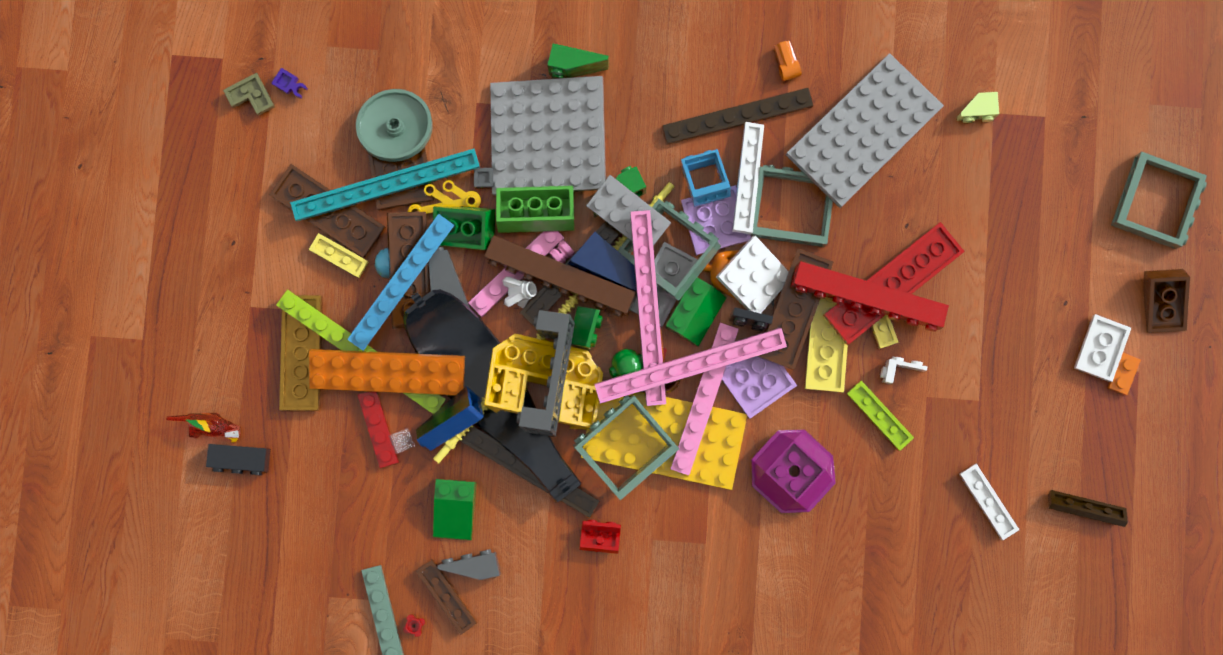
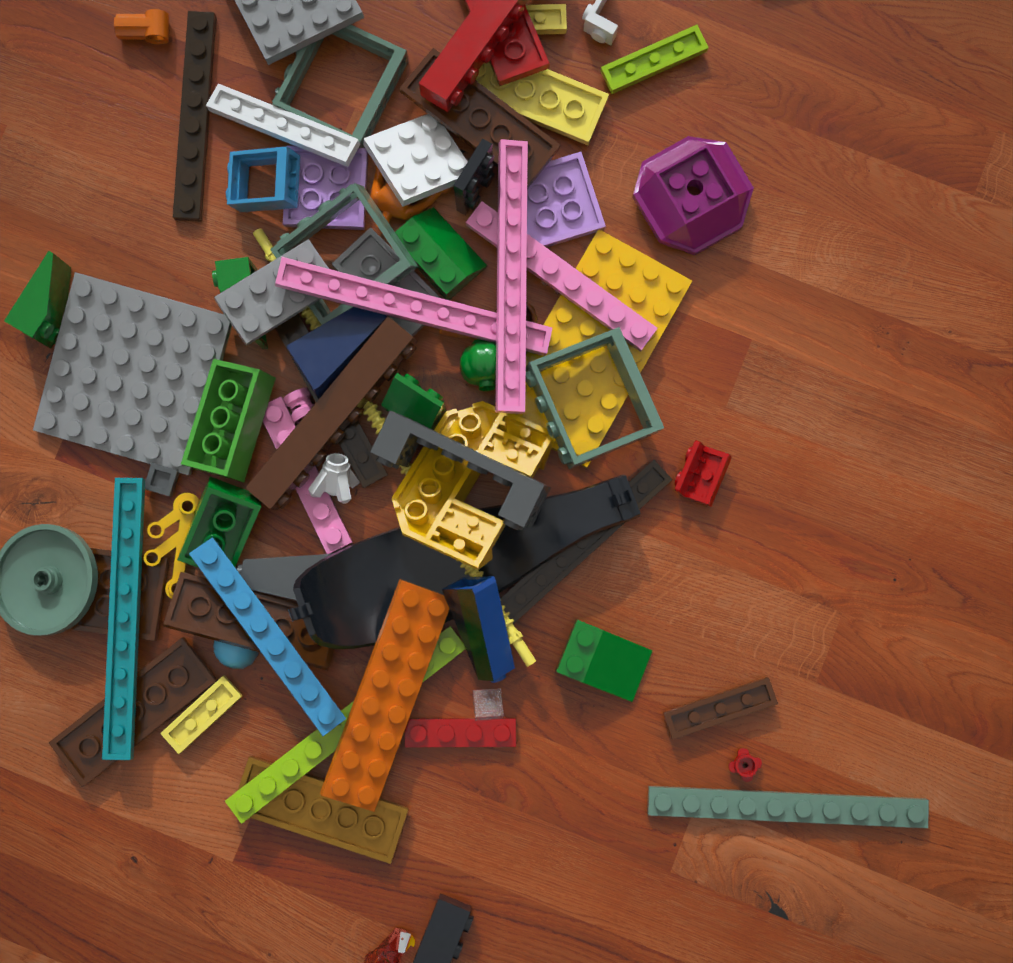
camera: 75 degrees left, 0 degrees up
(476, 567) = (693, 651): dark grey slope -> none

